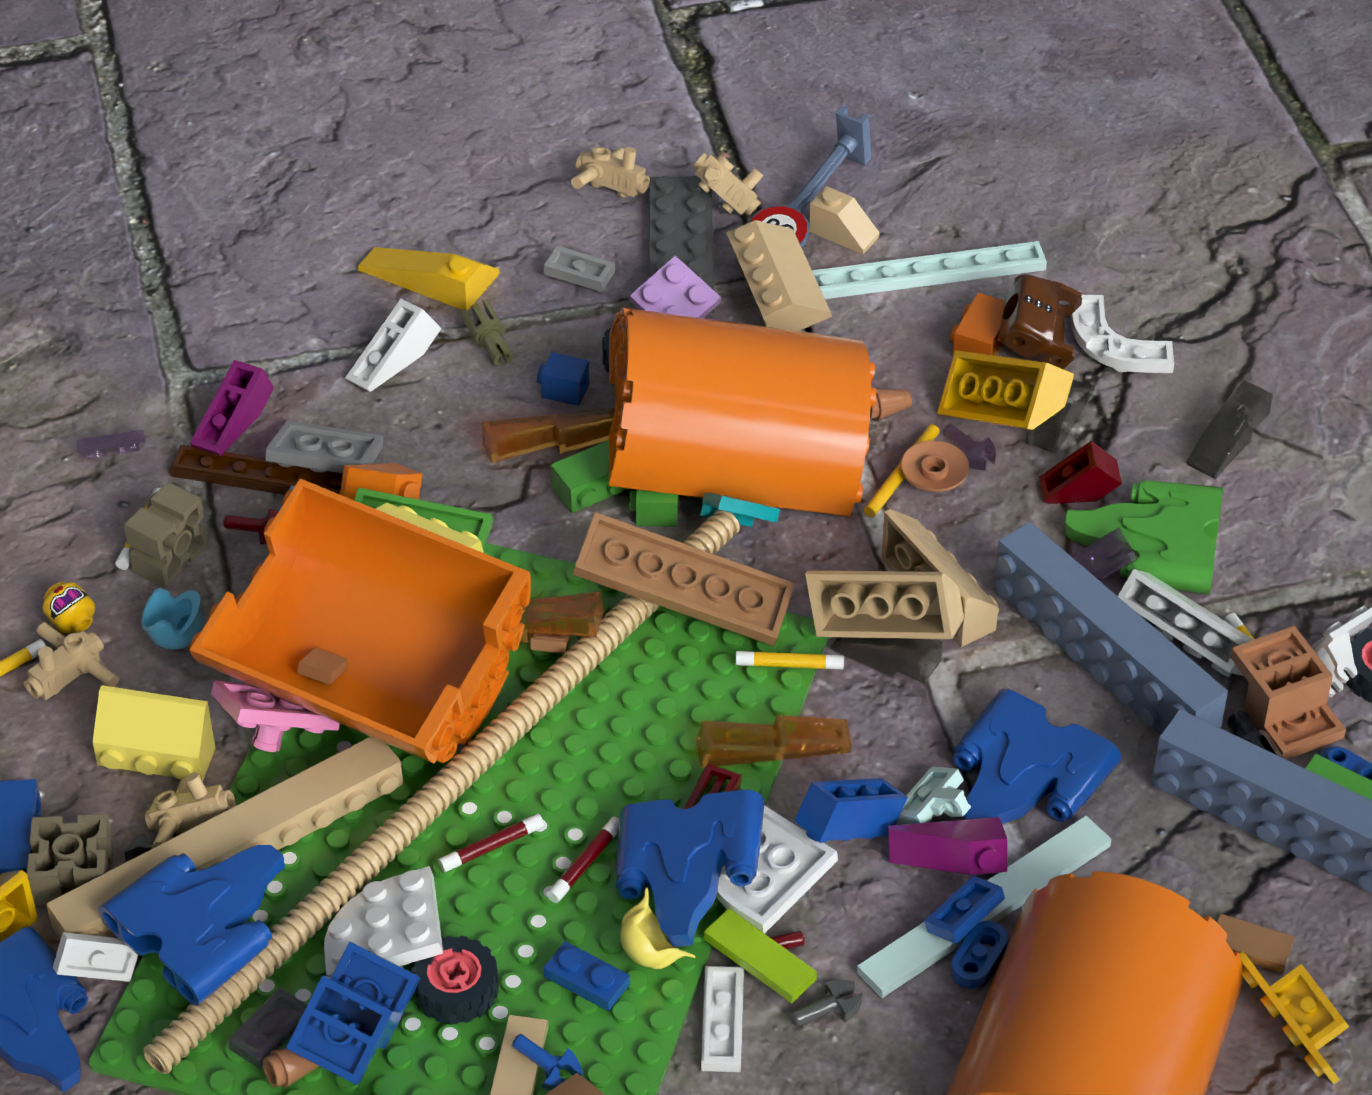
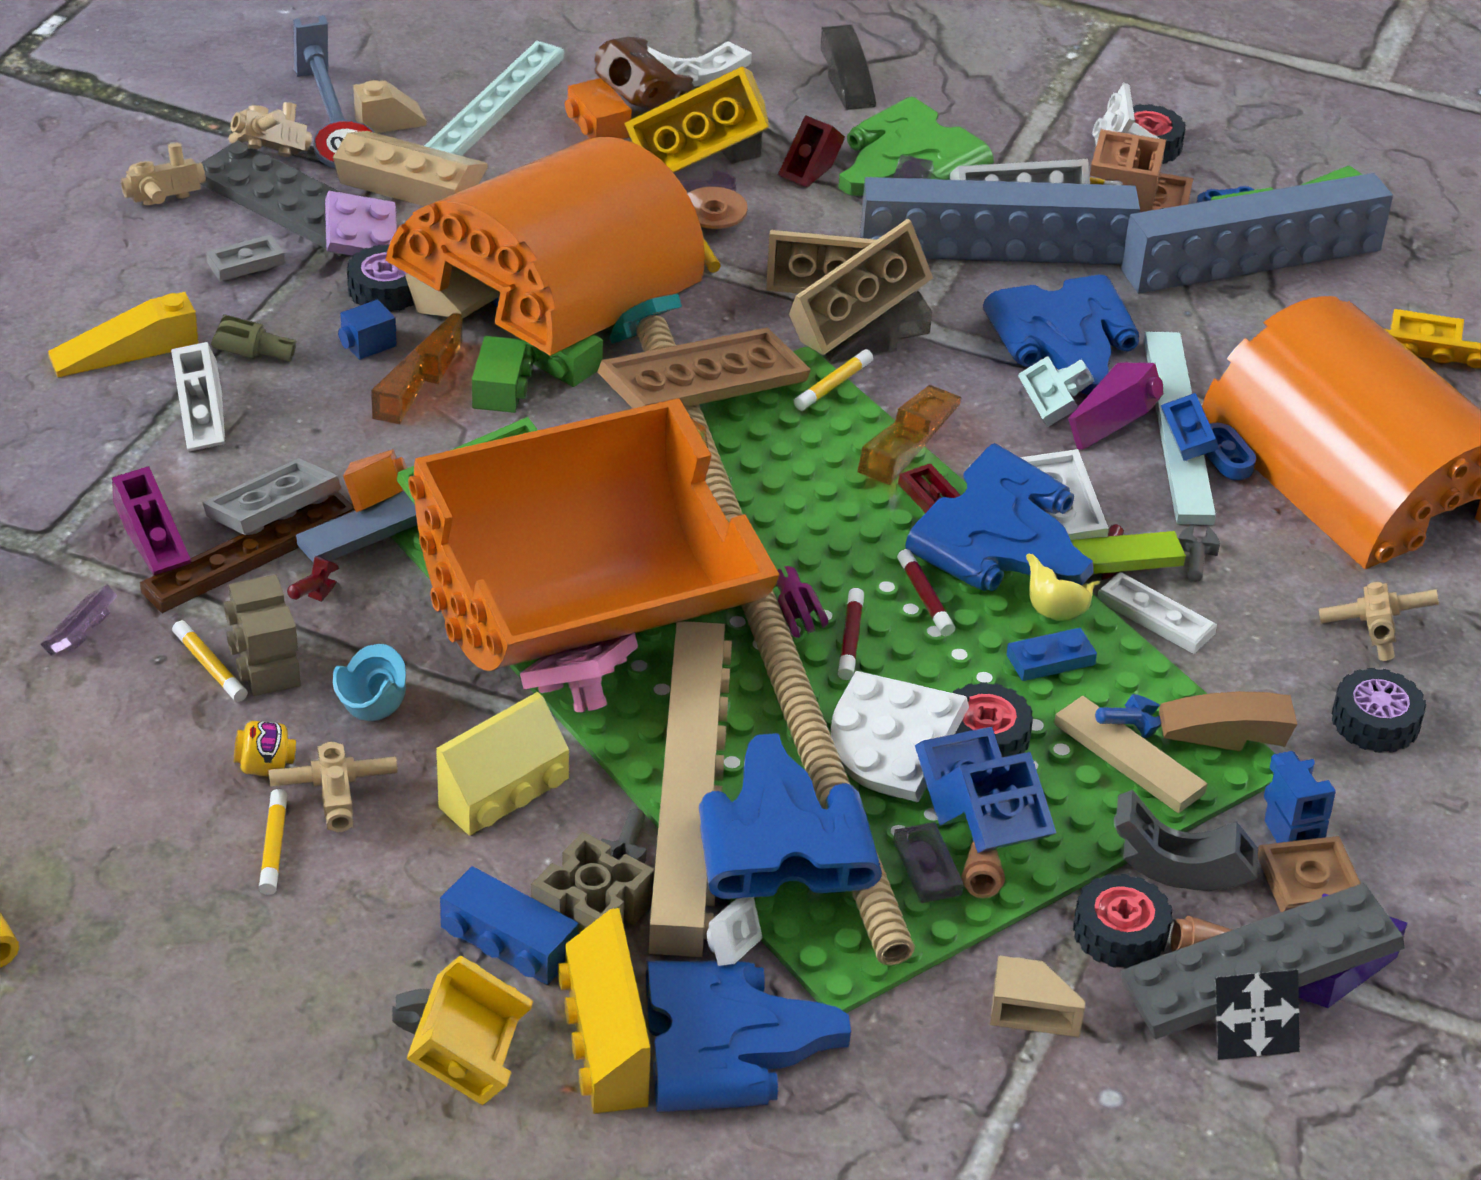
camera: 55 degrees left, 5 degrees down
(186, 808) = (610, 799): tan piece -> none
(322, 666) = (561, 610): medium nougat tile -> none
(485, 791) = (798, 601): none -> magenta arm
(850, 809) = (1045, 421): blue brick -> none

